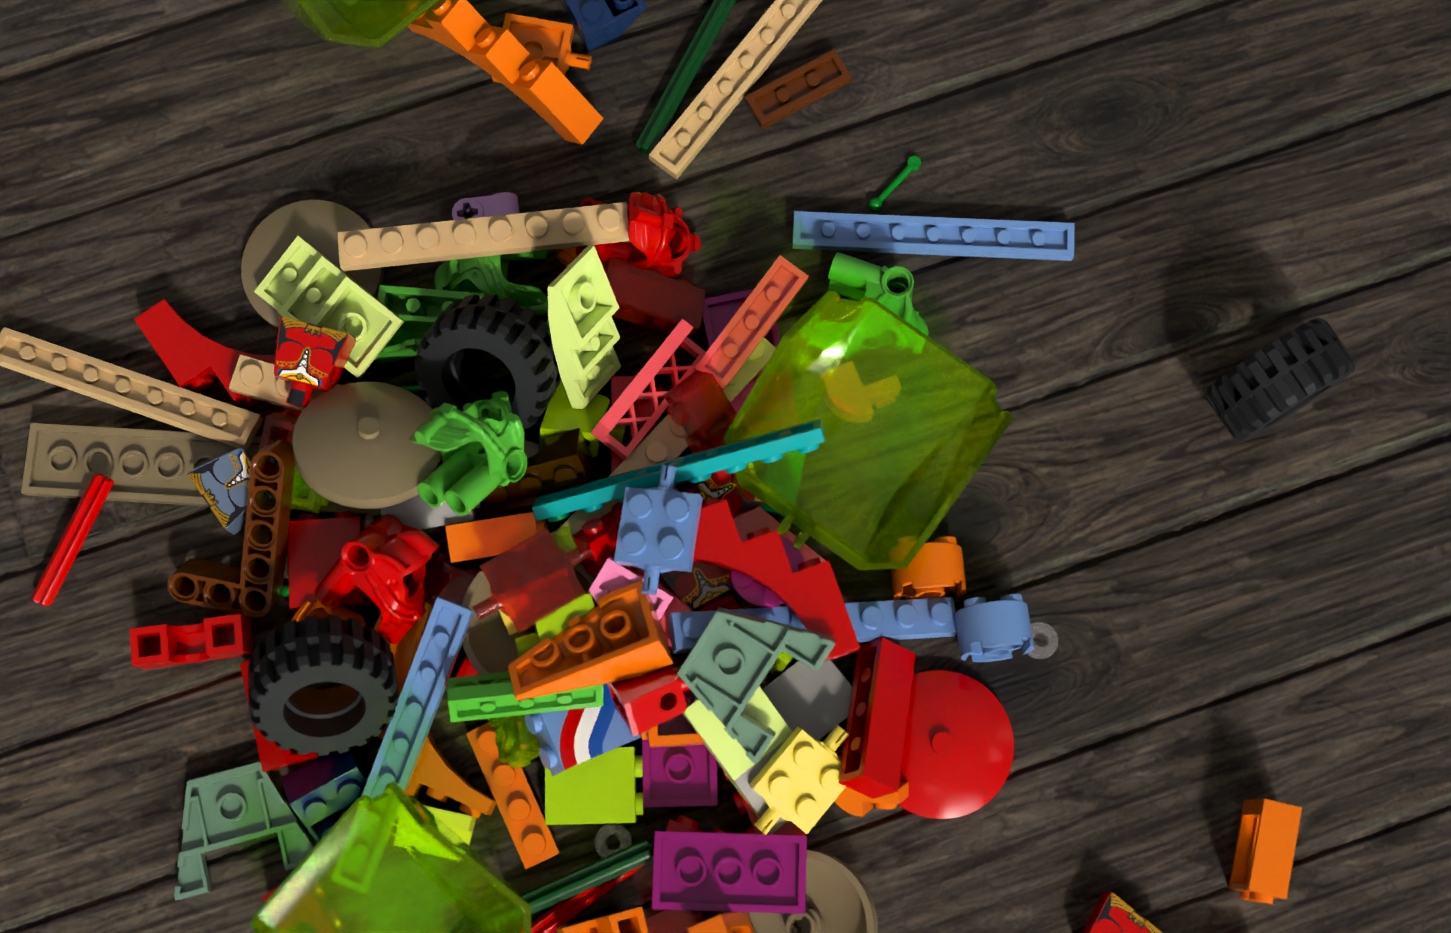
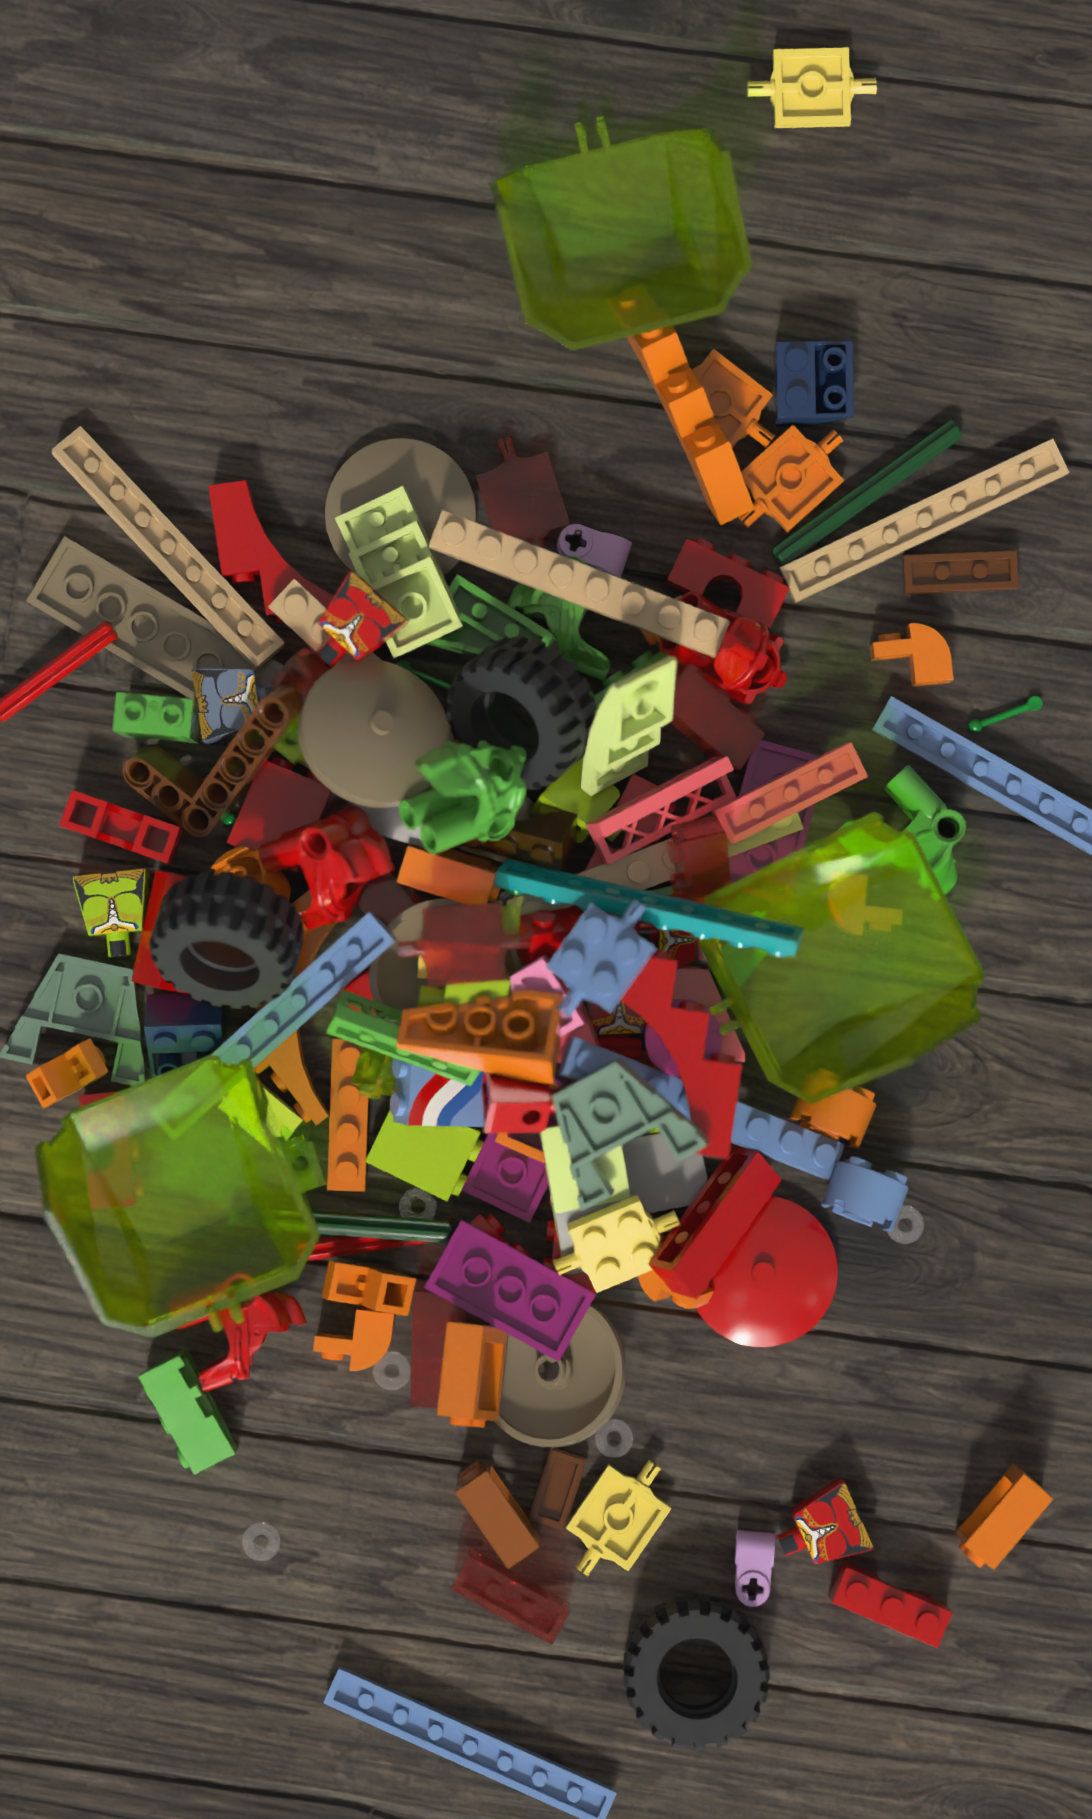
camera: 30 degrees right, 10 degrees up
(185, 532) = (156, 718): none -> bright green window
(217, 713) = (114, 905): none -> torso
(243, 883) = (67, 1073): none -> orange brick
(406, 197) = (523, 496): none -> clear red plate
(507, 860) = (314, 1174): none -> clear neon green brick
(584, 181) = (700, 565): none -> red arch
(622, 82) = (791, 478): none -> orange plate
(803, 163) = (927, 654): none -> orange brick

